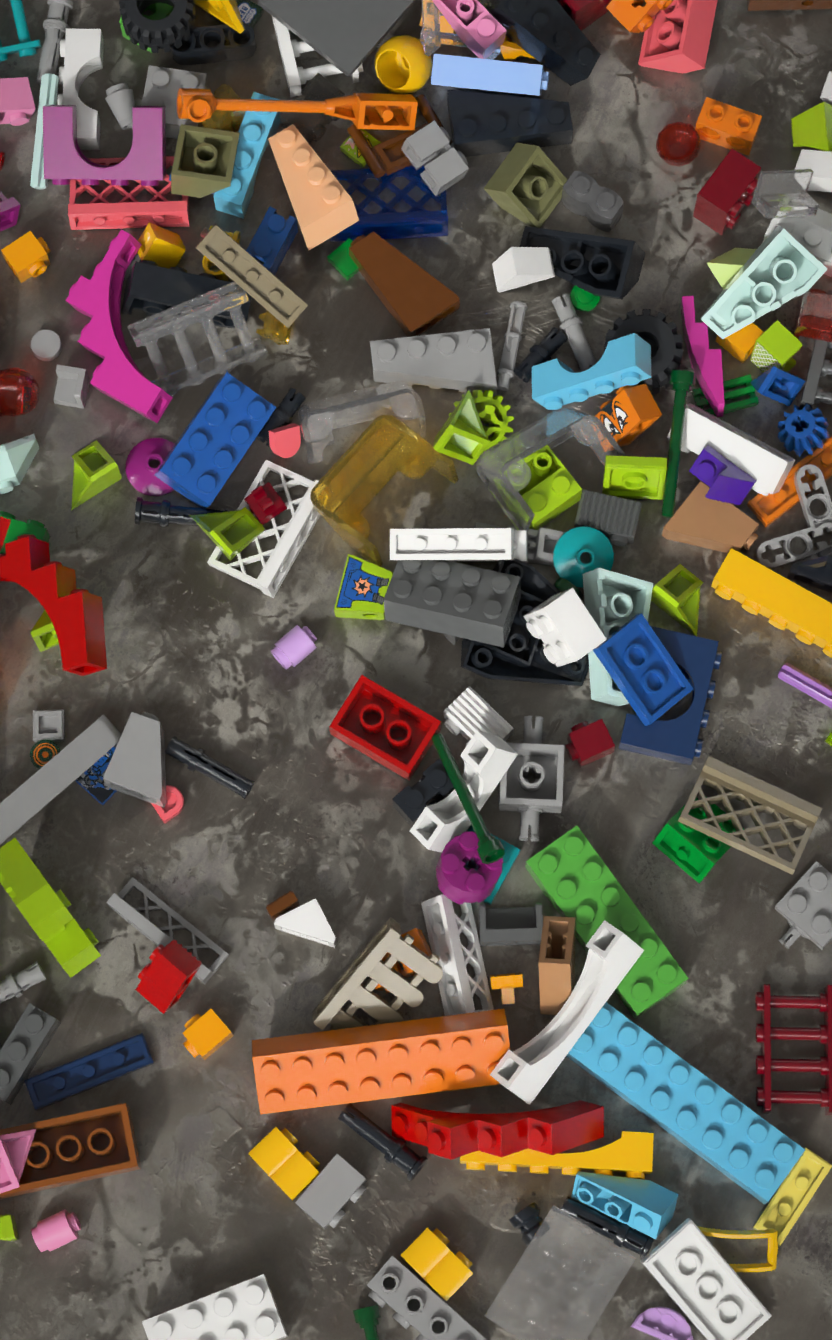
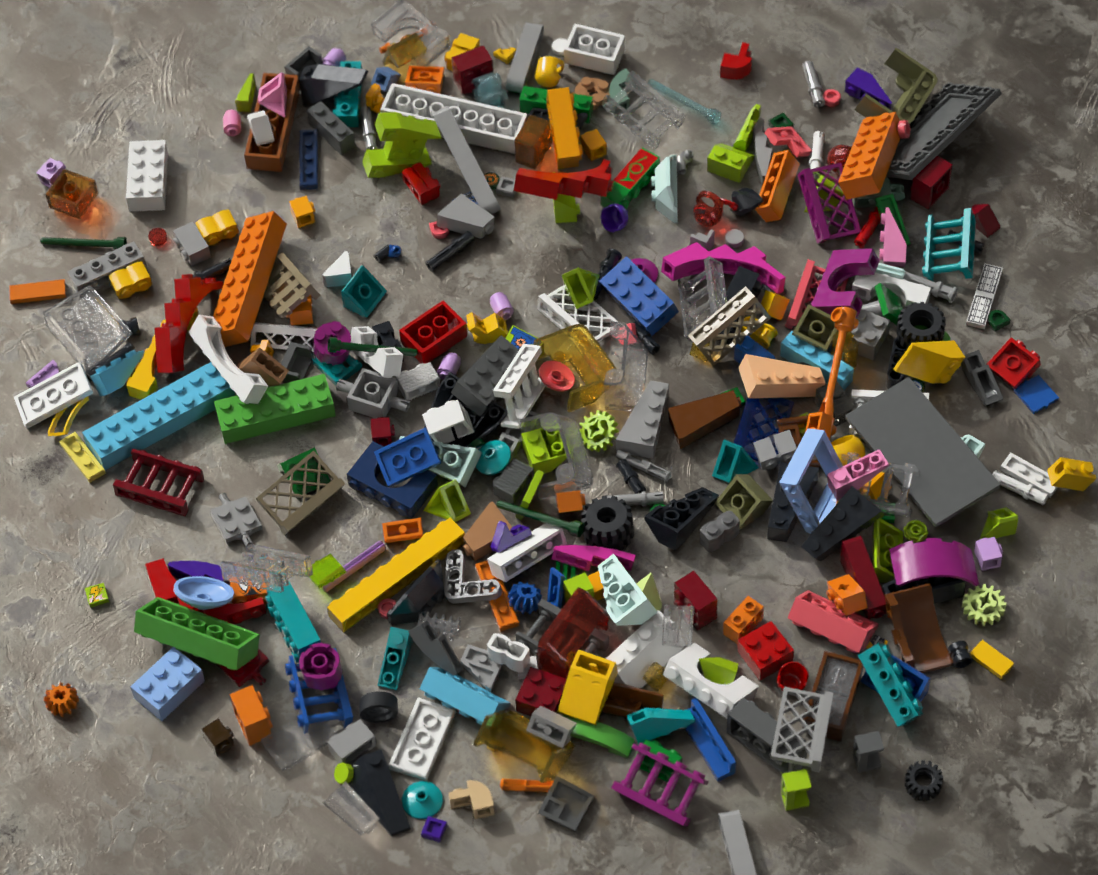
camera: 110 degrees right, 20 degrees down
(27, 256) = (791, 239): light orange brick -> none
(69, 530) = (614, 217): none -> dark purple hair
(74, 1158) = (260, 127): none -> white slope
(89, 860) = (421, 183): none -> red brick
(92, 473) = (647, 241): lime slope -> none
(117, 75) = (889, 303): none -> green tile
(156, 934) = (363, 206): light grey fence -> none
(167, 976) = (339, 195): red brick -> none
(239, 867) = (388, 251): none -> arm
(265, 503) = (592, 313): dark red tile -> none
(282, 905) = (355, 260): reddish brown tile -> none
(329, 1260) = (157, 236): none -> clear red tile
(340, 870) = (362, 292): none -> teal slope
(346, 650) = (486, 329): none -> yellow brick
(399, 508) = (556, 376): none -> coral dish
(435, 685) = (449, 363): none -> lavender brick
(462, 433) = (589, 407): lime slope -> none
(468, 225) = (732, 461): none -> teal slope
(522, 267) = (688, 482): white slope -> none
(622, 364) = (600, 483): medium azure arch -> none
(678, 144) = (740, 588): clear red hair -> none
(753, 645) = (402, 530): none -> orange brick
(765, 82) = (765, 650): none -> red brick
(796, 36) = (792, 676): none -> red hair

